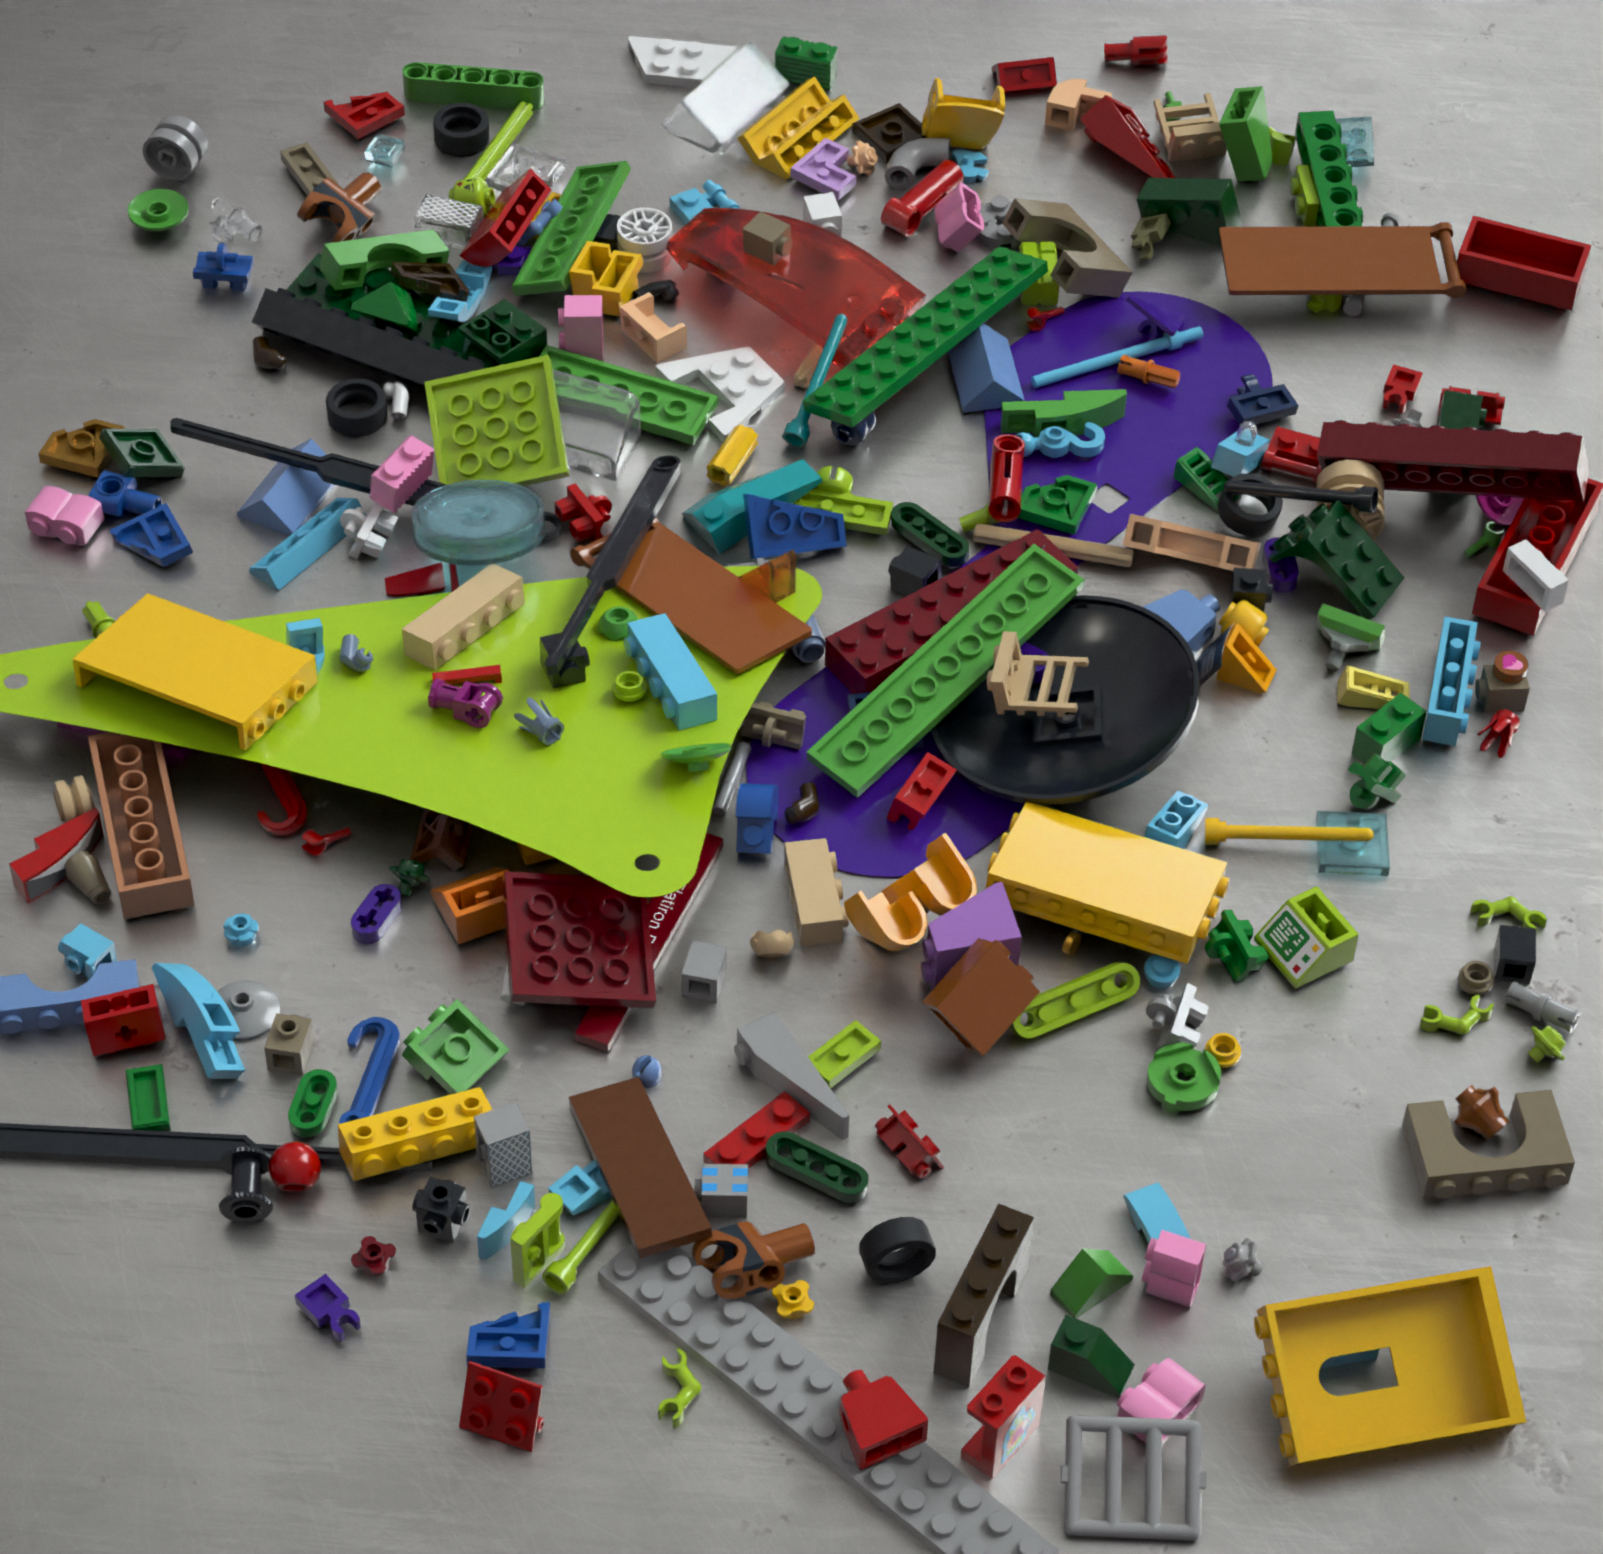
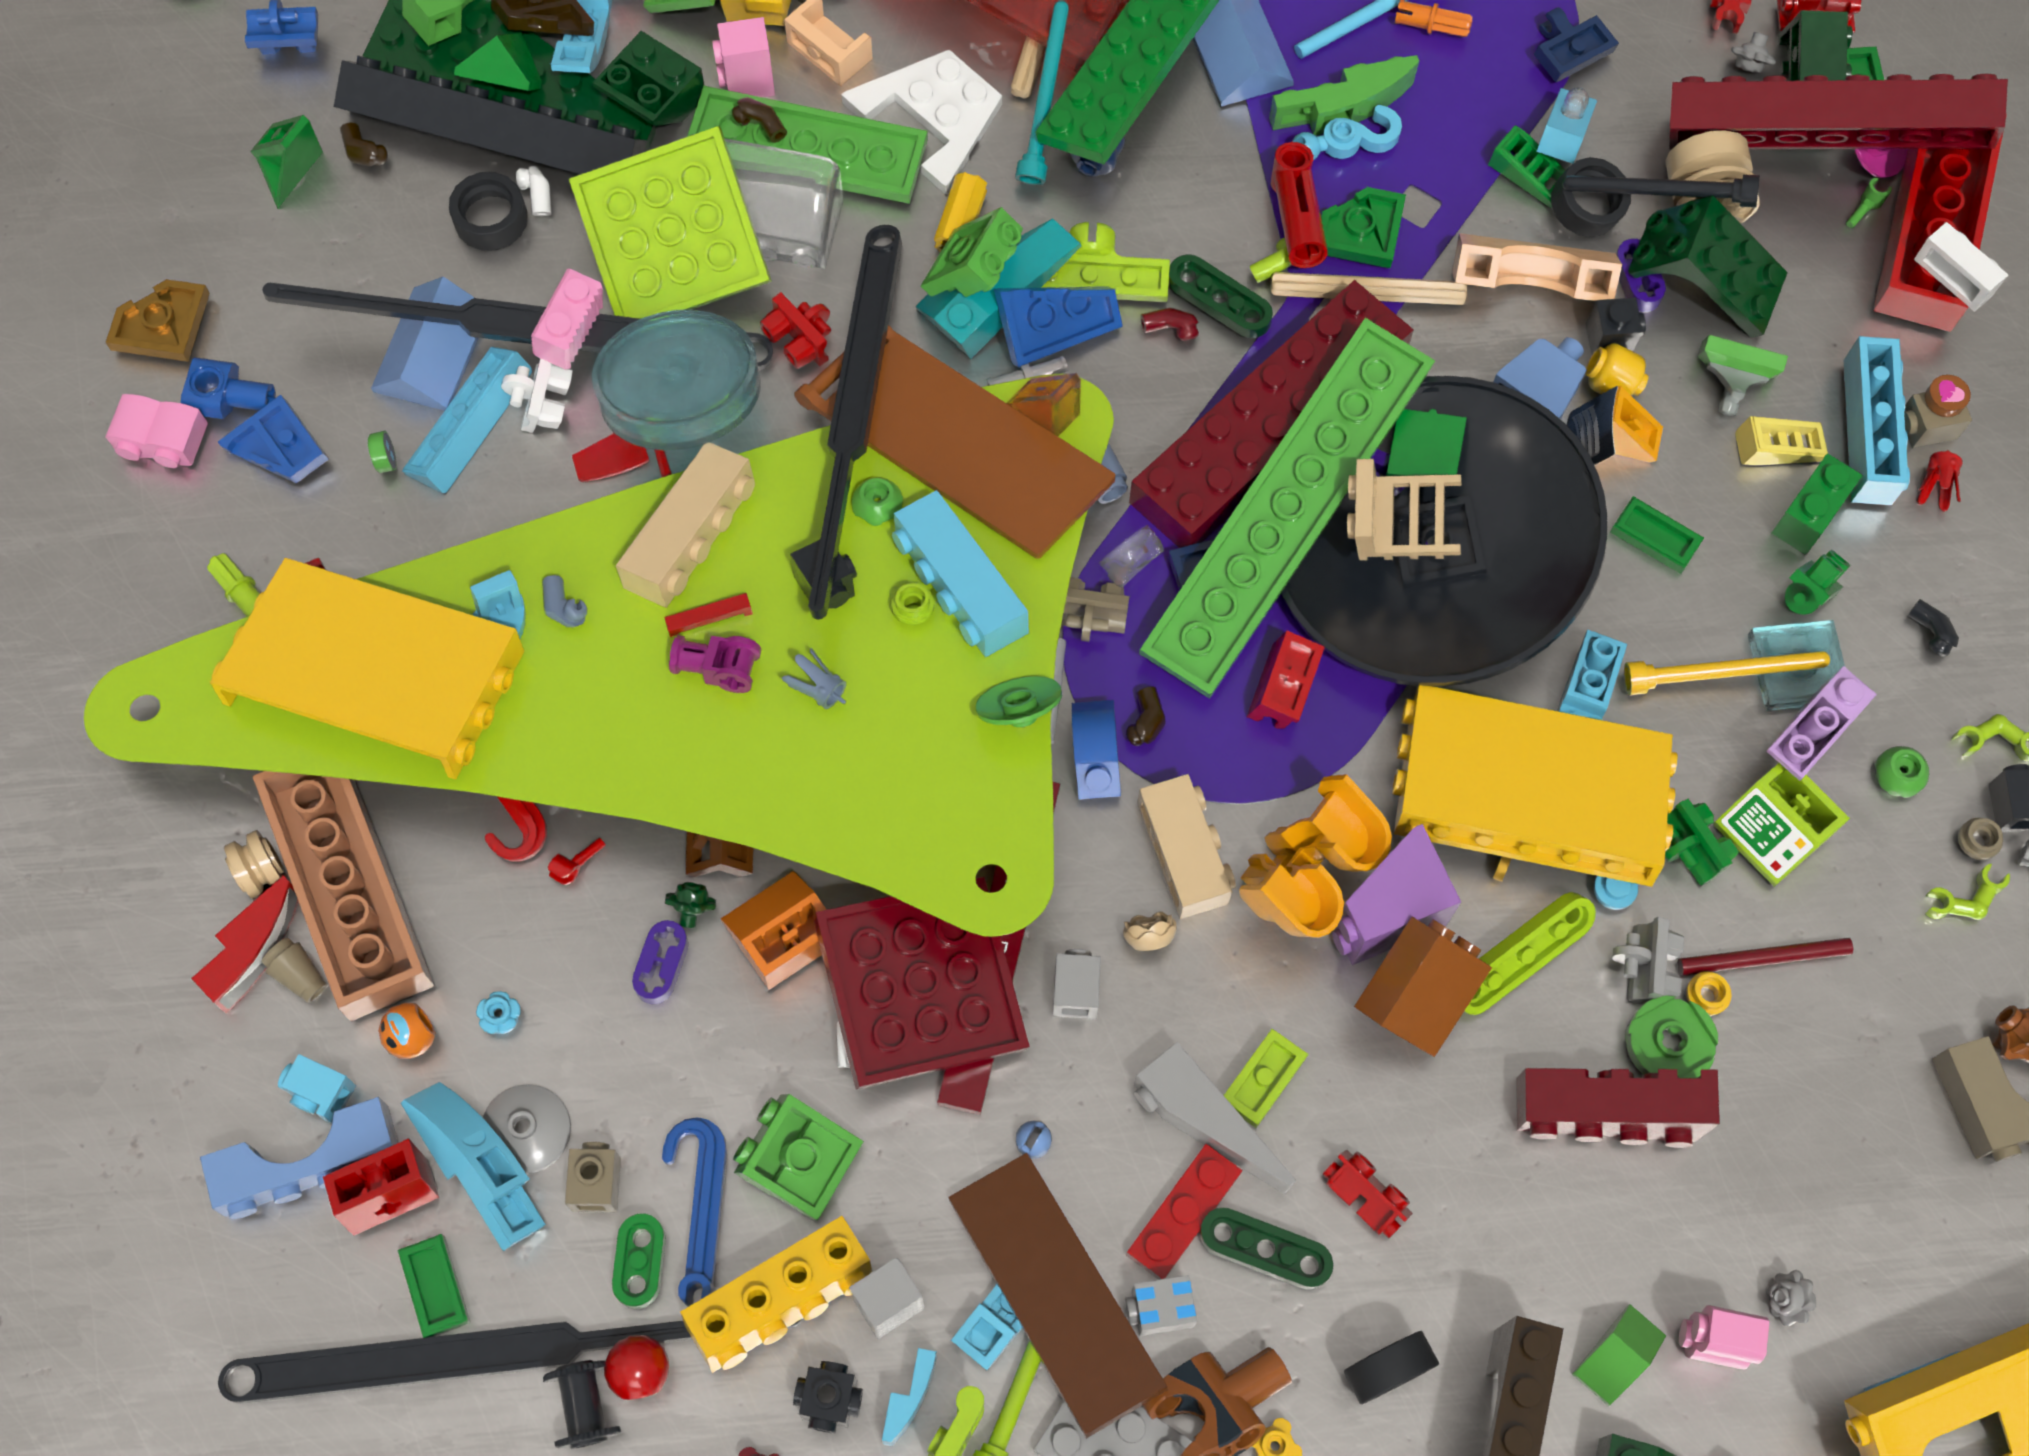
camera: 10 degrees left, 20 degrees up
(142, 453) = (235, 322): dark green plate -> none
(165, 926) = (406, 1031): none -> orange piece
(208, 352) = (286, 155): none -> green slope
(236, 552) = (382, 452): none -> bright green tile
(588, 366) = (763, 114): none -> dark brown arm
(734, 471) = (974, 255): none -> bright green plate
(816, 691) = (1131, 556): none -> clear piece
(883, 546) = (1171, 318): none -> dark red arm
(913, 571) = (1214, 359): black brick -> none
(1071, 639) = (1426, 444): none -> green piece
(1125, 1107) = (1617, 1105): none -> dark red wedge
(1154, 1212) = (1684, 1255): medium azure slope -> none
(1254, 741) = (1657, 535): none -> green tile
(1280, 1034) = (1765, 956): none -> dark red bar
(1293, 453) = (1633, 104): red plate -> none
(1352, 869) = (1820, 722): none -> lavender slope
(1421, 925) = (1899, 783): none -> bright green plate
(1474, 828) = (1939, 624): none -> black arm

